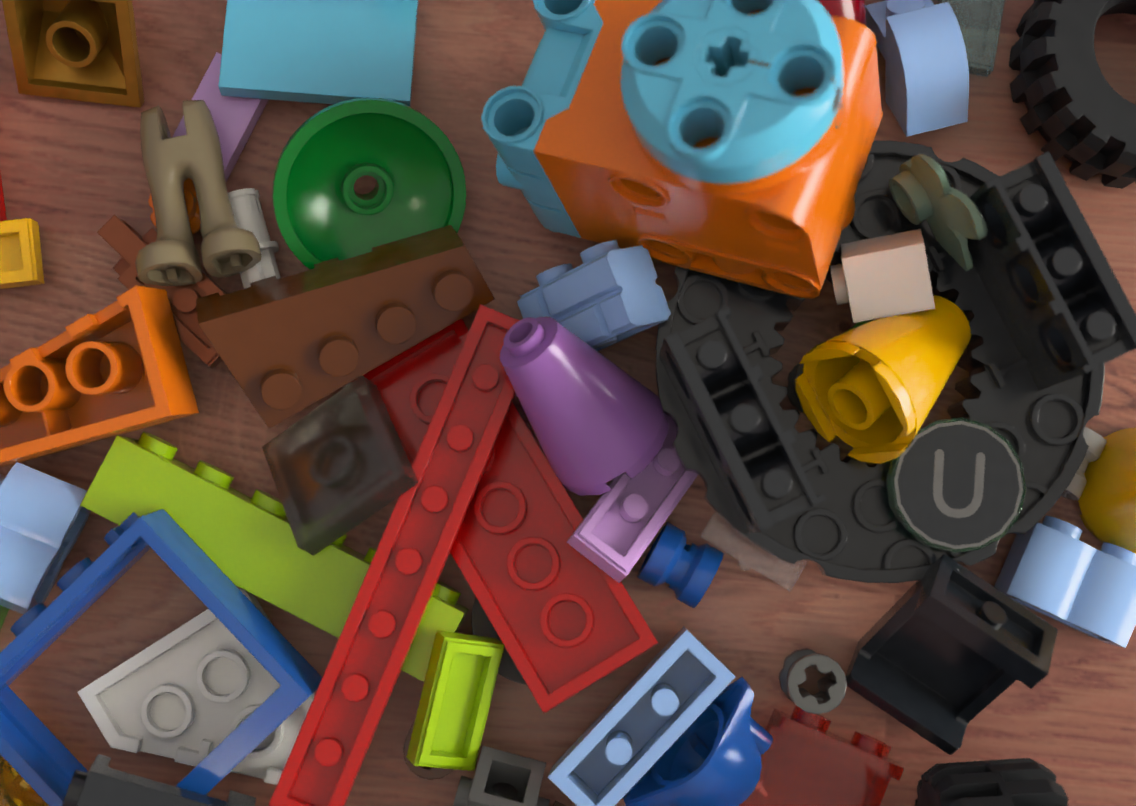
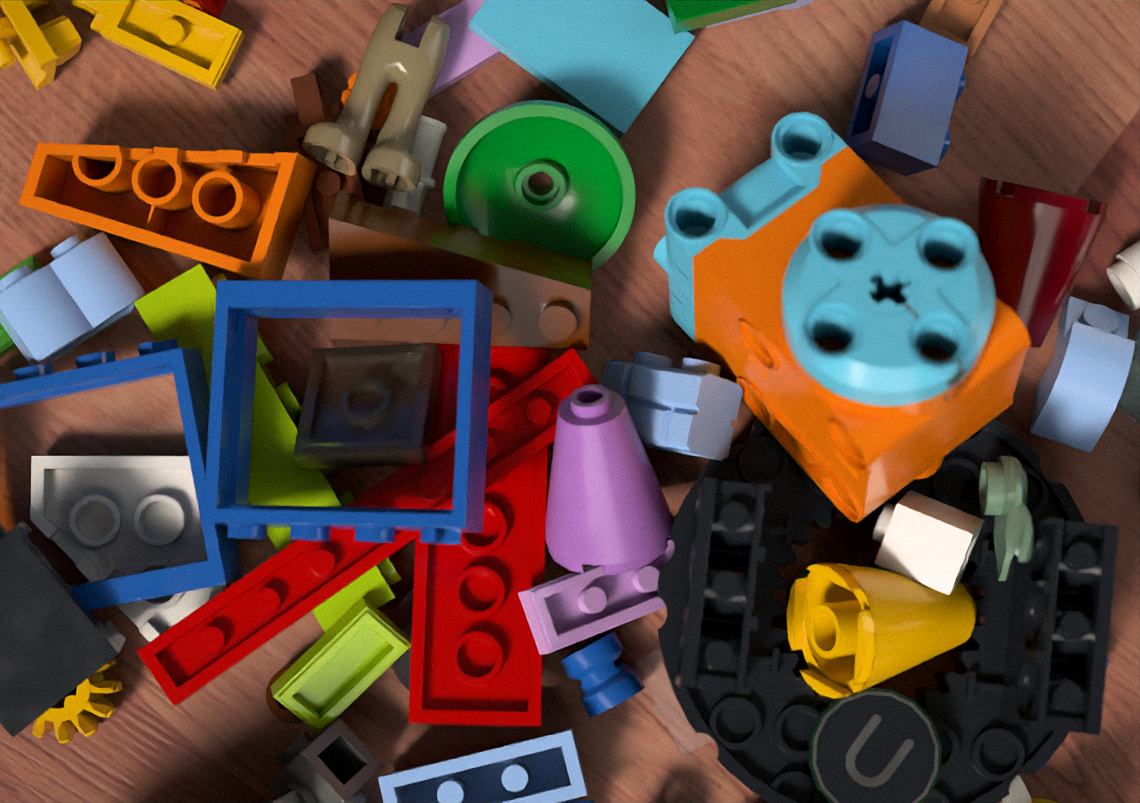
camera: 30 degrees right, 0 degrees up
(209, 525) = (232, 402): none -> blue window

